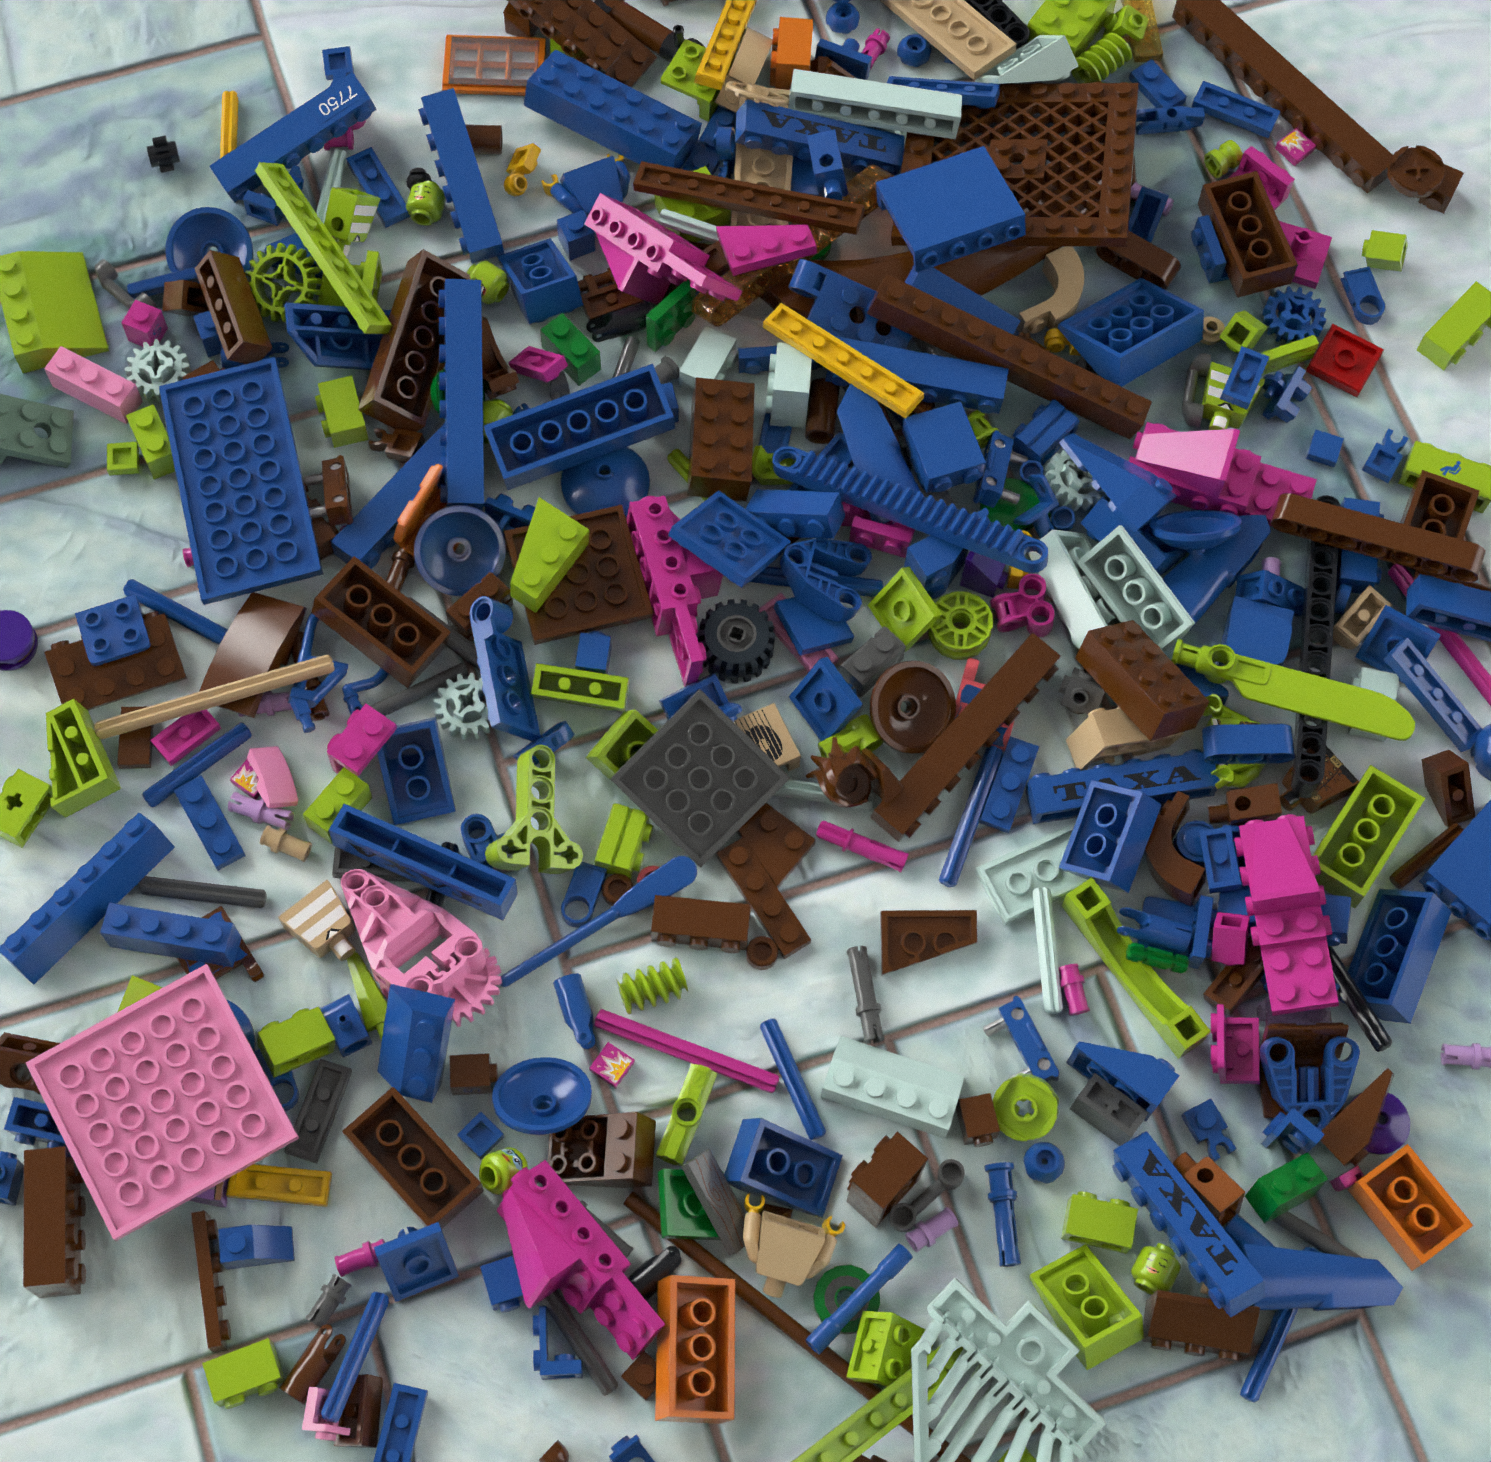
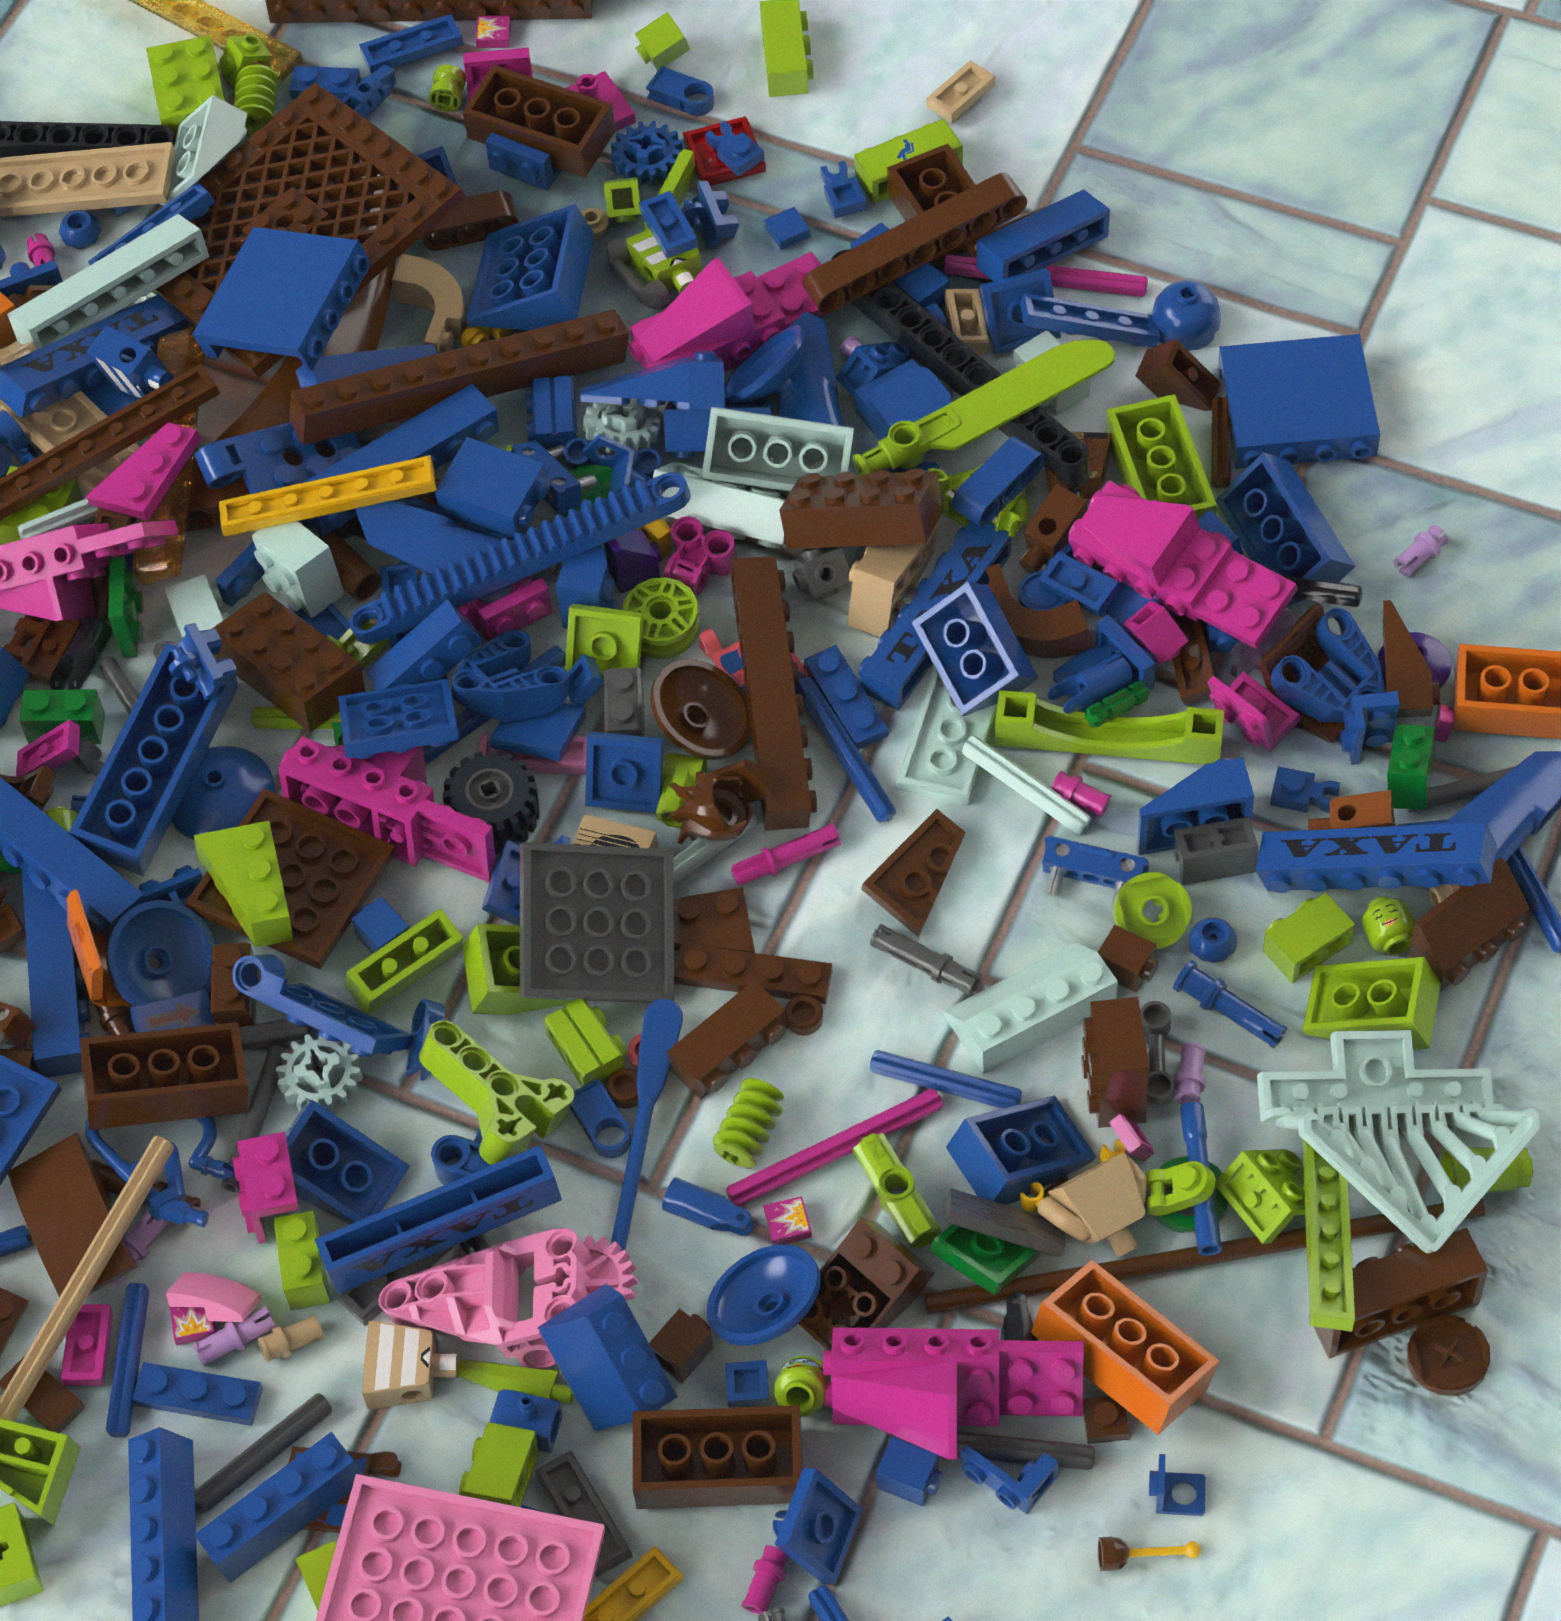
camera: 40 degrees left, 10 degrees down
(428, 590) = (173, 1013): none -> blue tile
(661, 383) = (197, 663): none -> blue hips
(844, 1298) = (1191, 1186): none -> lime plate
(851, 1230) = (1132, 1137): none -> dark pink tile
(870, 619) = (584, 680): none -> blue plate
(1348, 367) = (734, 151): none -> blue plate

